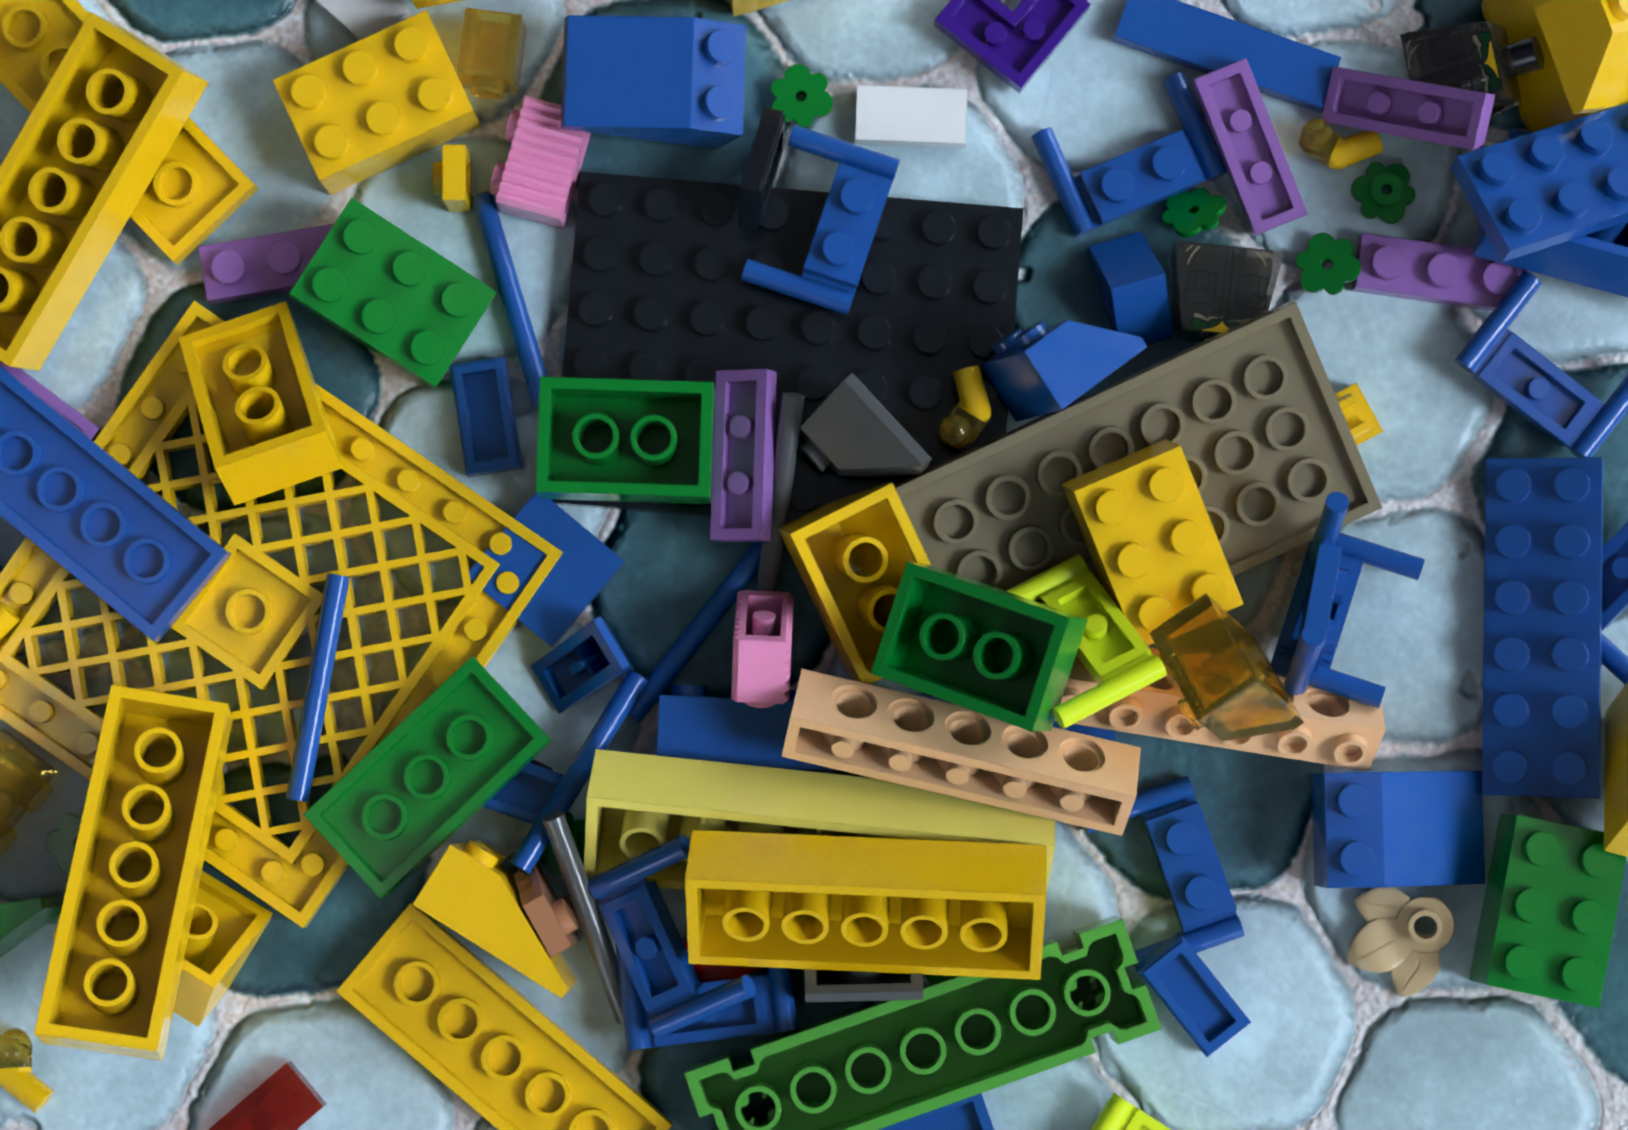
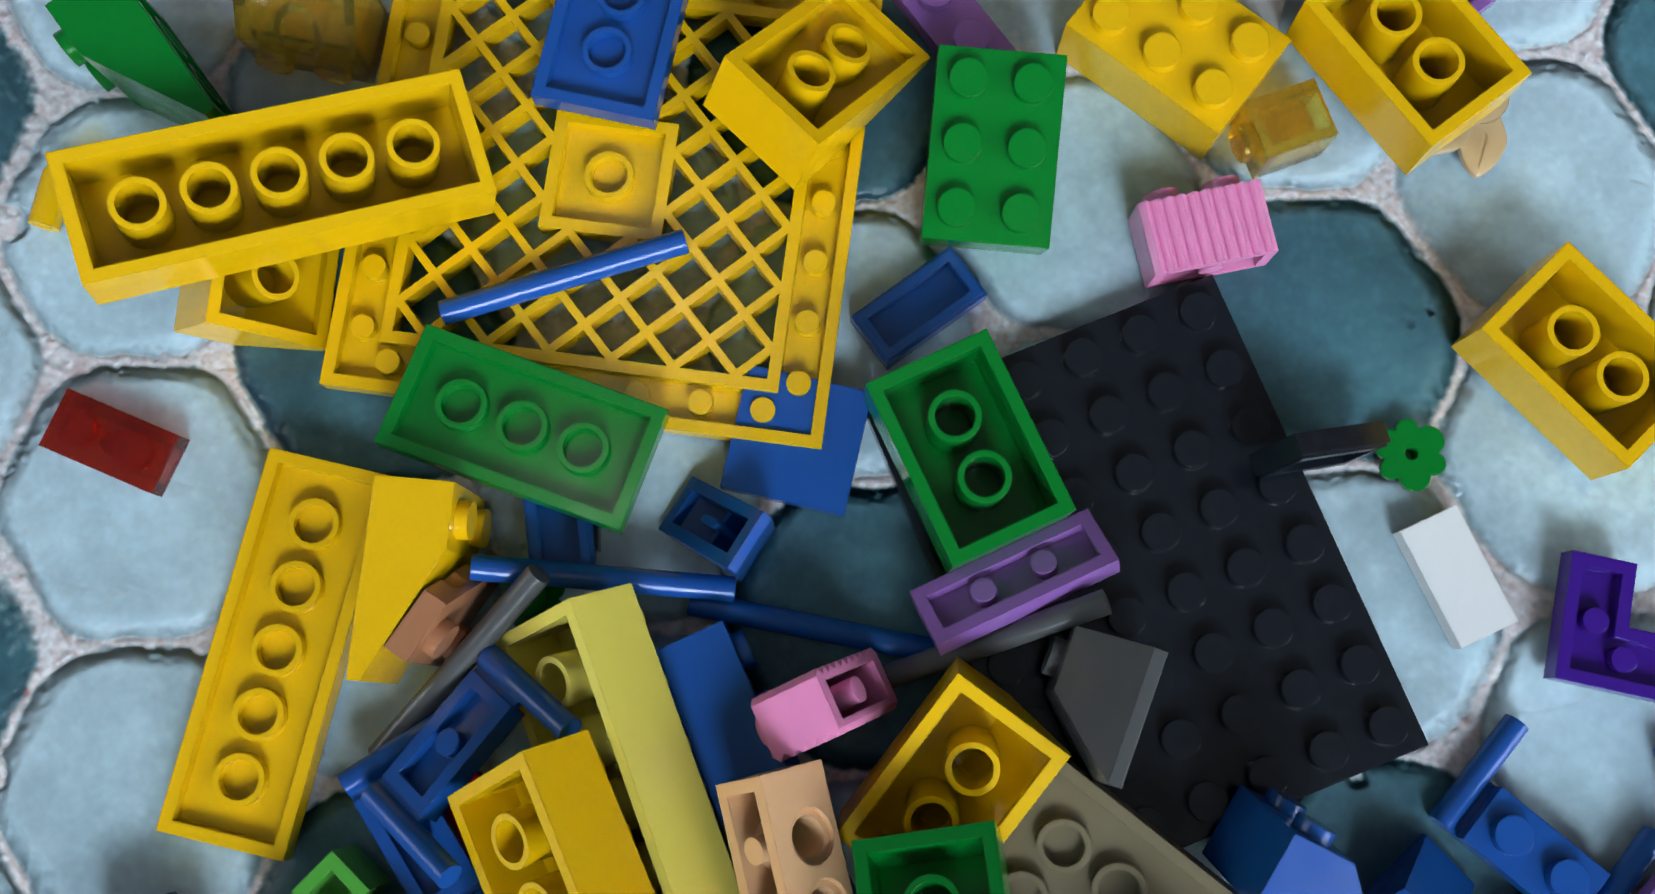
camera: 70 degrees right, 5 degrees down
(454, 178) = (1138, 156): yellow plate -> none
(510, 292) = (1059, 263): blue bar -> none
(654, 78) = (1351, 296): blue slope -> none
(844, 227) = (1307, 565): blue plate -> none
(970, 413) = (1188, 800): arm -> none

